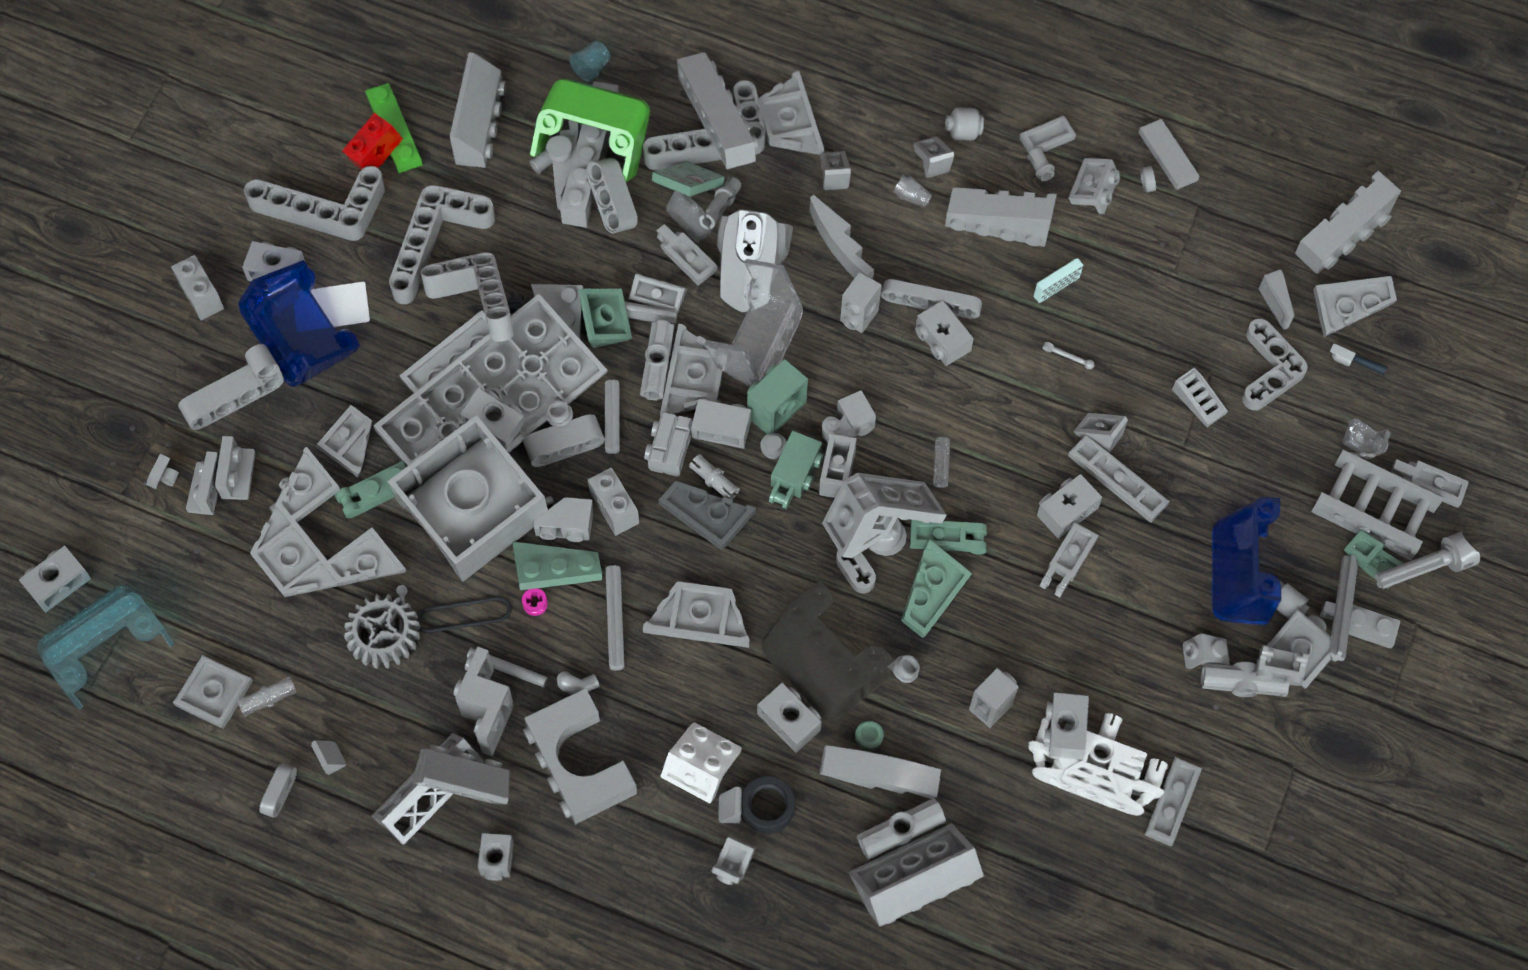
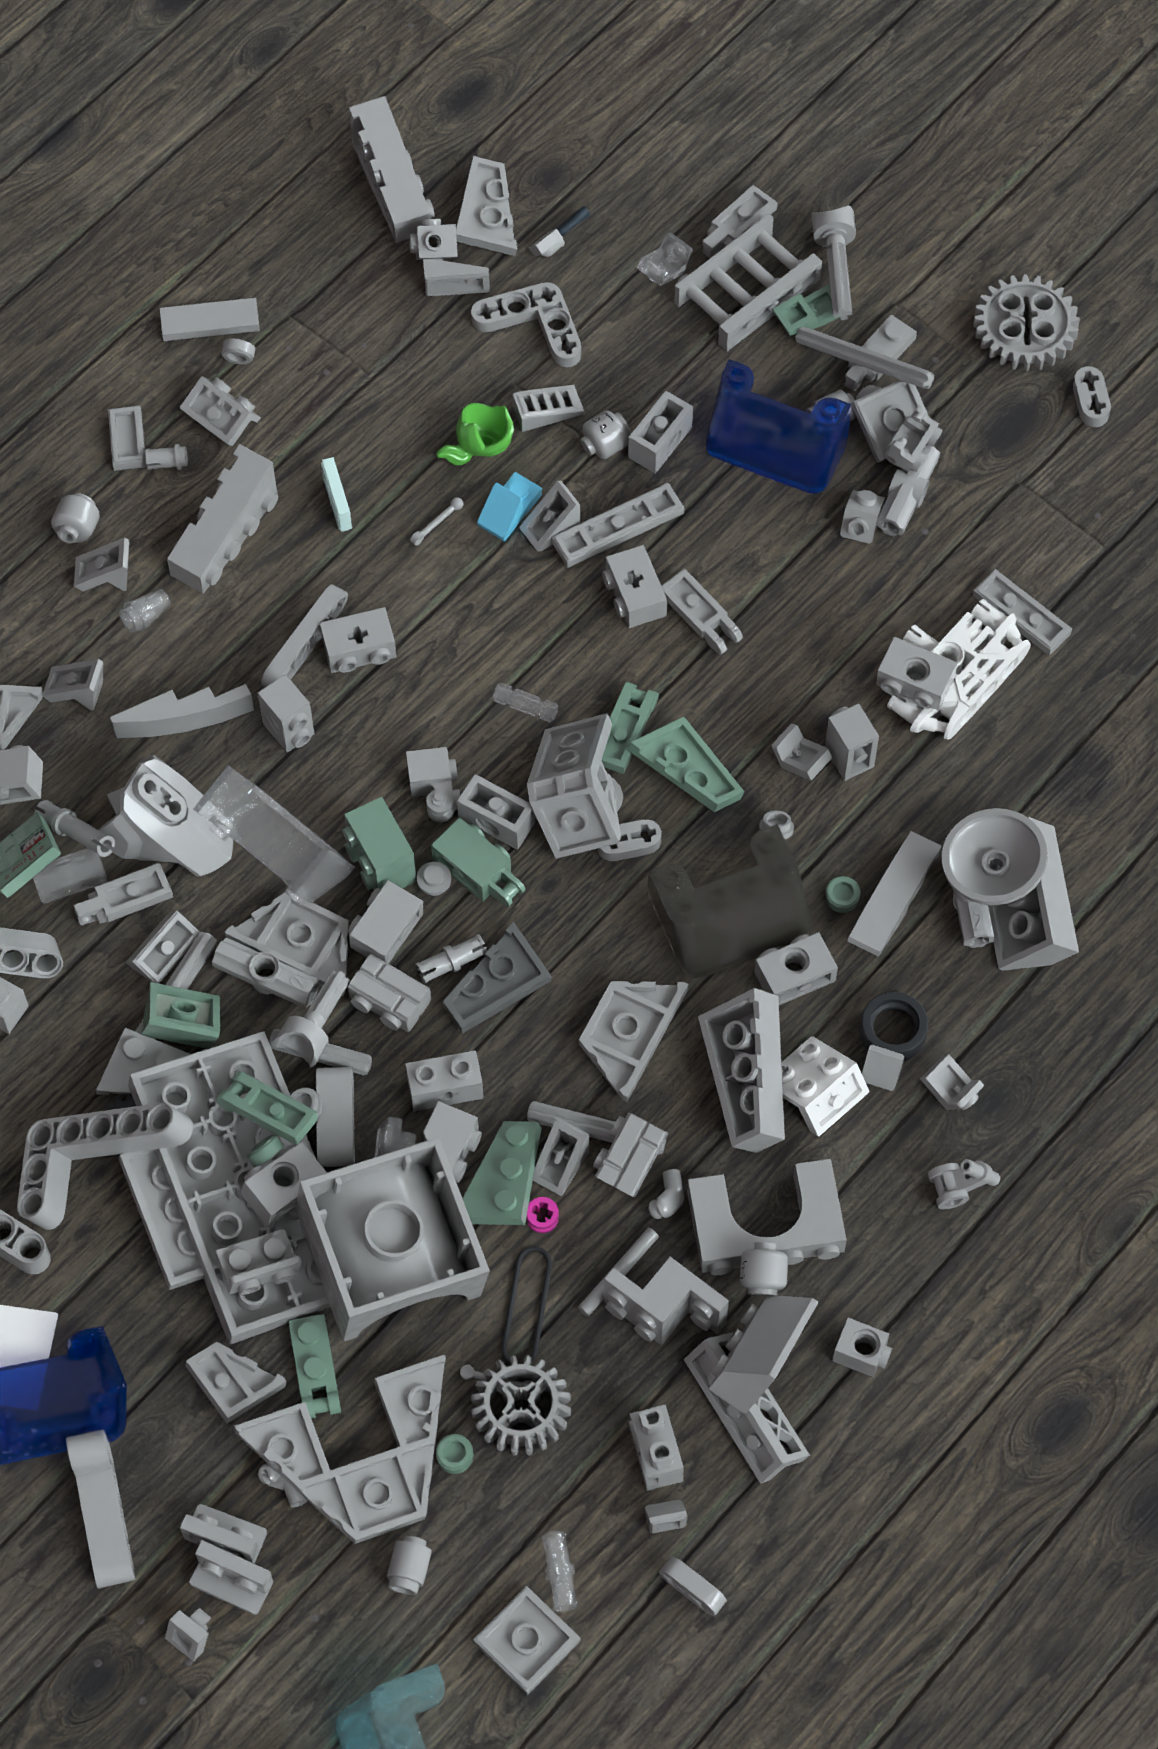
camera: 70 degrees left, 0 degrees up
(243, 595) = (408, 1565): none -> light grey brick
(337, 601) = (454, 1453): none -> sand green tile
(369, 730) = (656, 1447): none -> light grey hips
(428, 420) = (257, 1262): none -> light grey bracket
(512, 397) = (265, 1150): none -> sand green tile
(527, 761) = (763, 1269): none -> light grey head
(541, 387) = (268, 1107): none -> sand green plate
(556, 482) = (391, 1138): none -> clear tile
(581, 599) = (561, 1156): none -> light grey slope
(595, 643) = (630, 1154): none -> light grey brick
(612, 396) = (305, 1033): none -> light grey piece
(652, 887) = (955, 1181): none -> light grey piece
(689, 704) = (747, 1068): none -> light grey wedge
(929, 815) = (990, 840): none -> light grey dish
(974, 665) = (799, 754): none -> light grey bracket
(1100, 399) = (508, 505): none -> medium azure slope
(1151, 356) = (479, 432): none -> bright green hair
(1190, 443) = (605, 434): none -> light grey head
(1208, 480) = (660, 432): none -> light grey brick
(1301, 273) = (443, 234): none -> light grey brick
(1396, 794) = (1085, 397): none -> light grey beam
(1454, 749) = (1056, 322): none -> light grey gear

